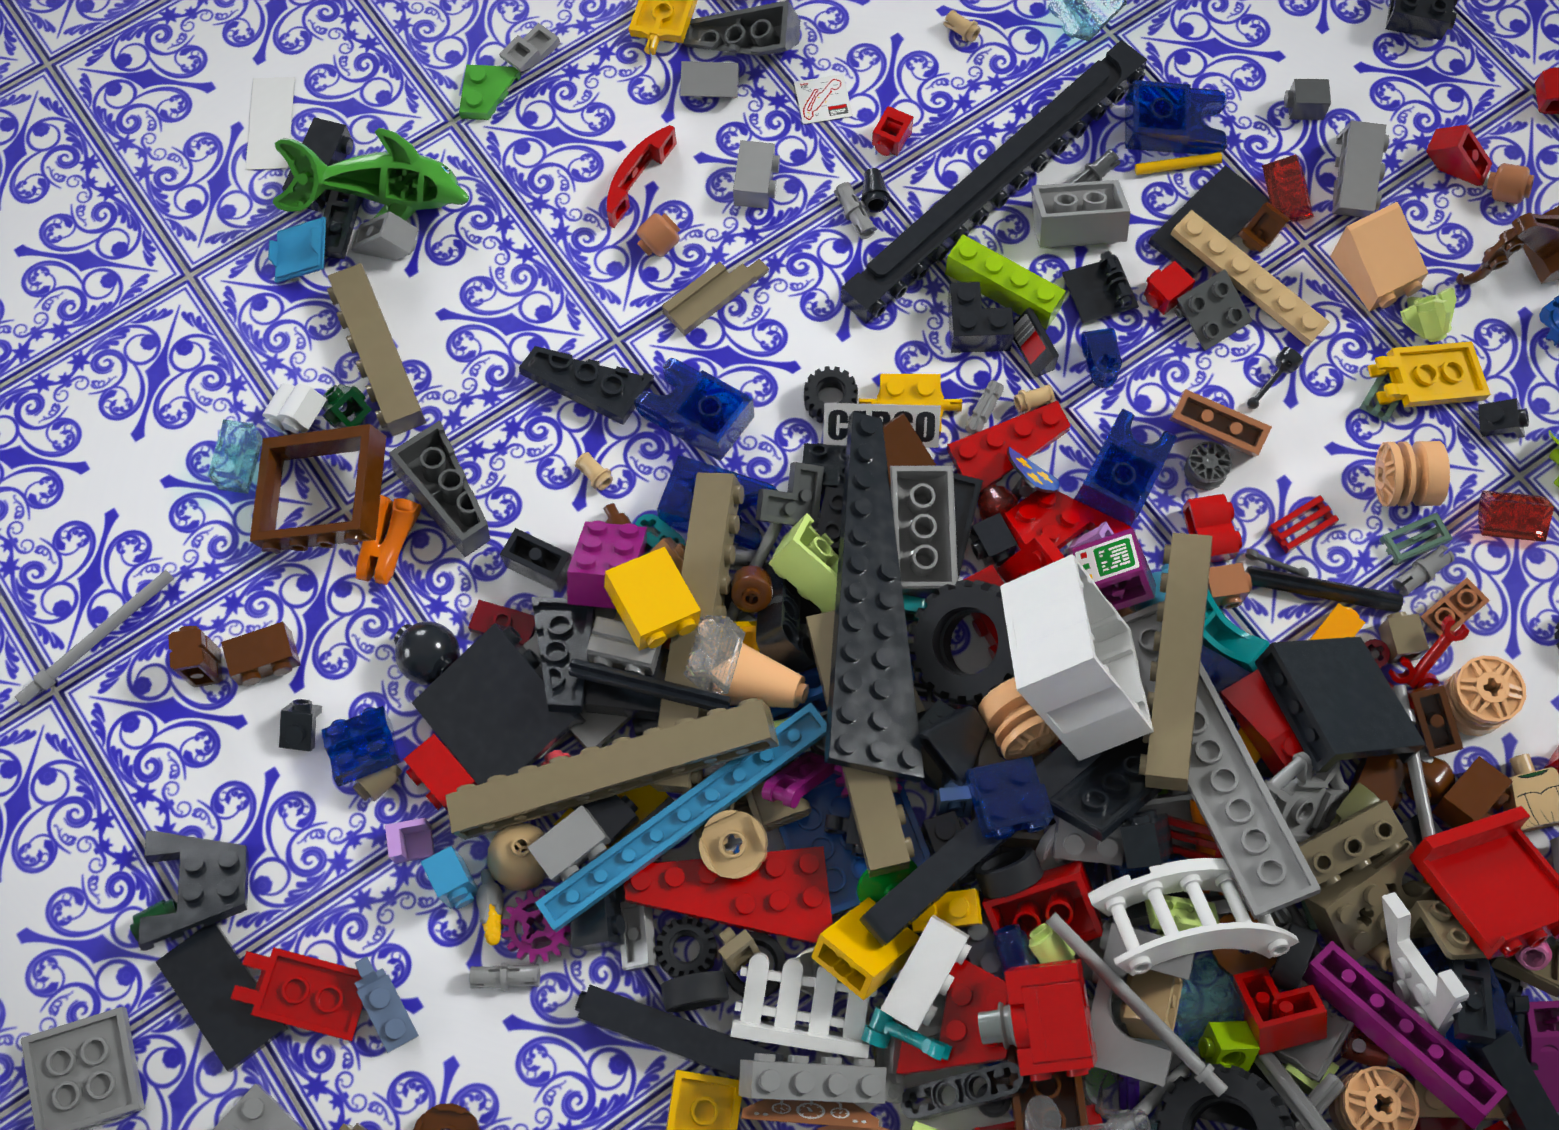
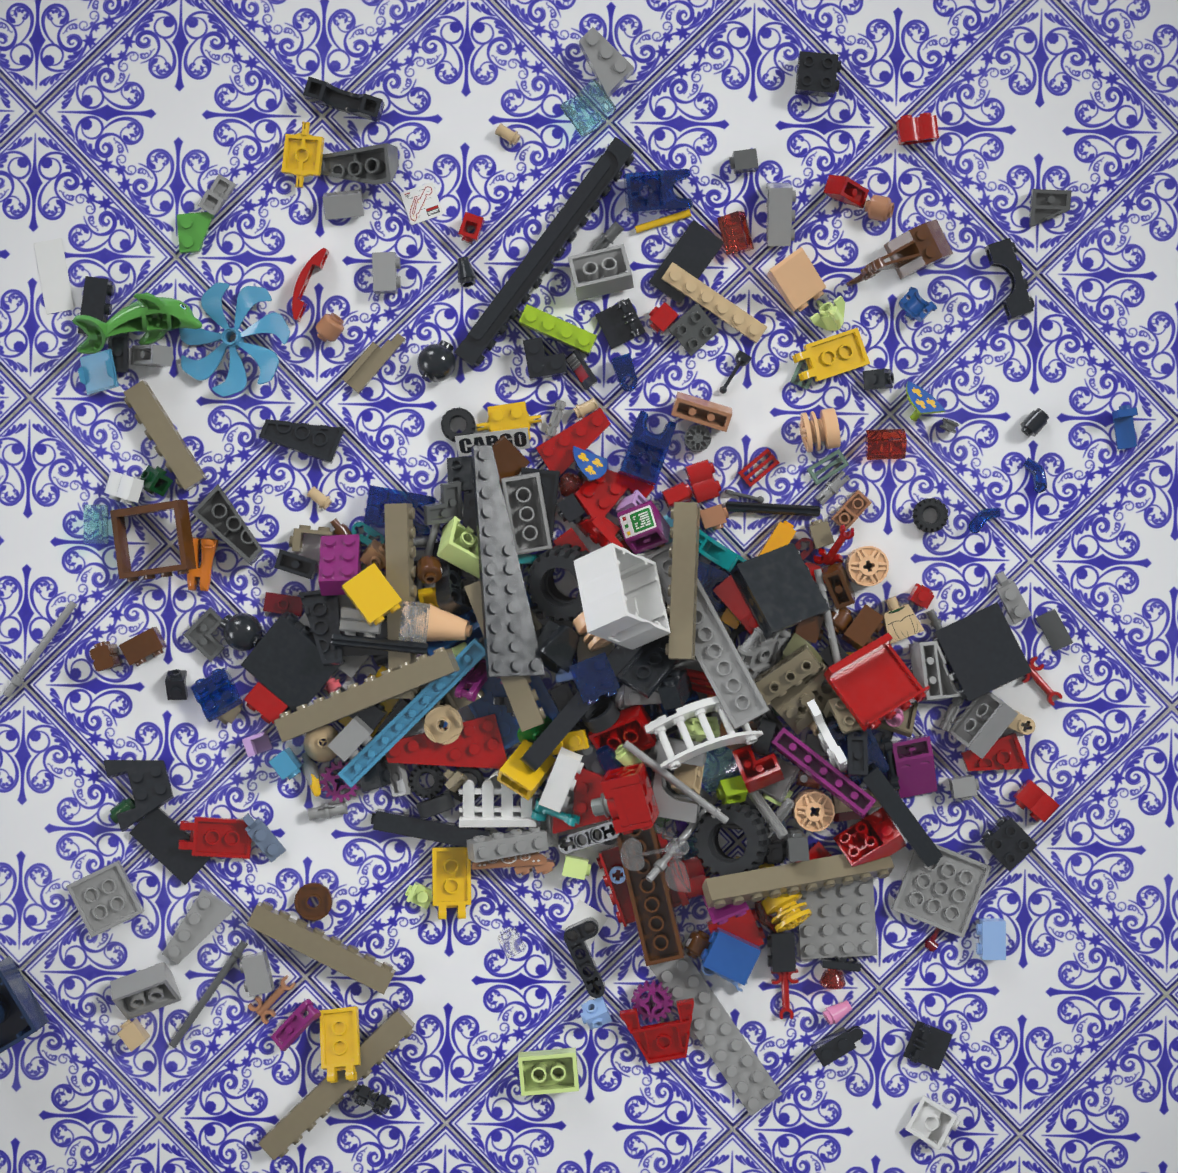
camera: 10 degrees left, 20 degrees up
(360, 648) = (201, 634): none -> dark grey plate
(510, 232) = (265, 358): none -> dark azure piece
(560, 513) = (296, 540): none -> dark tan bracket
(699, 409) = (372, 444): clear blue brick -> none
(811, 300) = (436, 362): none -> black brick
(855, 210) = (455, 288): light grey pin -> none
(1161, 532) = (677, 493): none -> red brick
(1263, 228) = (720, 266): reddish brown bracket -> none

